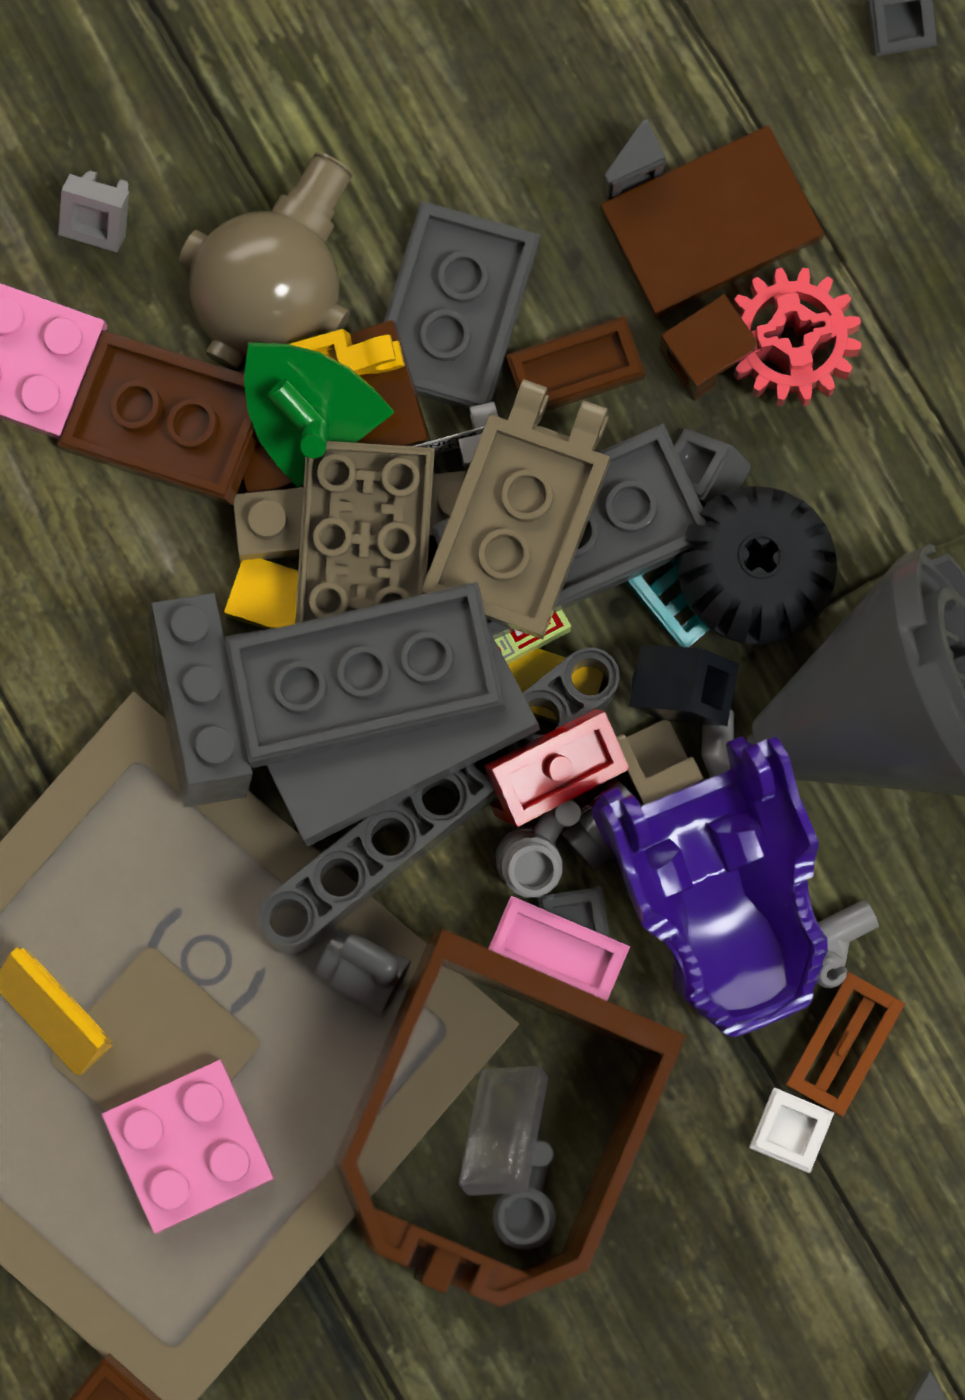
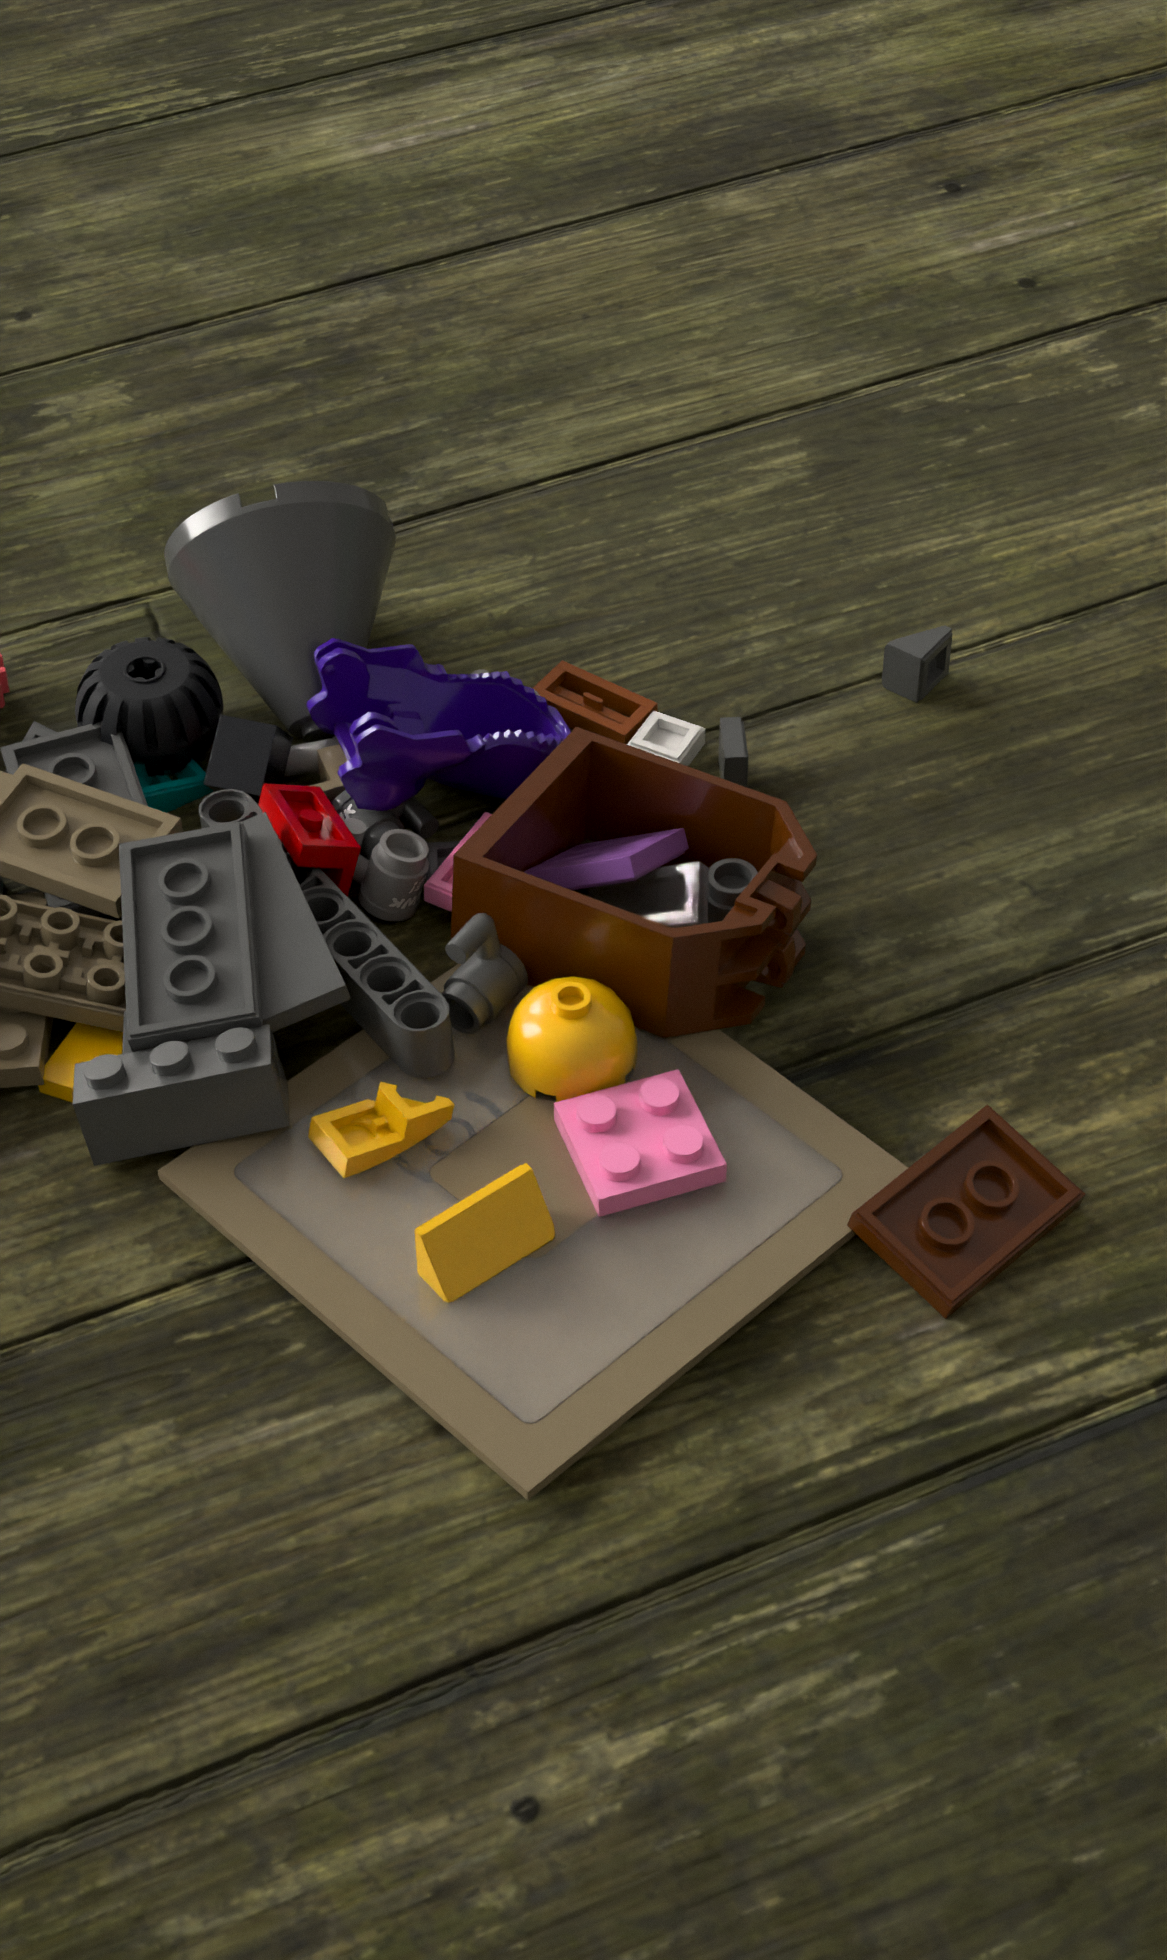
camera: 90 degrees left, 35 degrees down
(183, 888) = (377, 1130): none -> yellow slope
(303, 1070) = (570, 1039): none -> yellow cylinder
(546, 1082) = (612, 860): none -> medium lavender tile
(752, 1207) = (733, 751): none -> dark grey tile

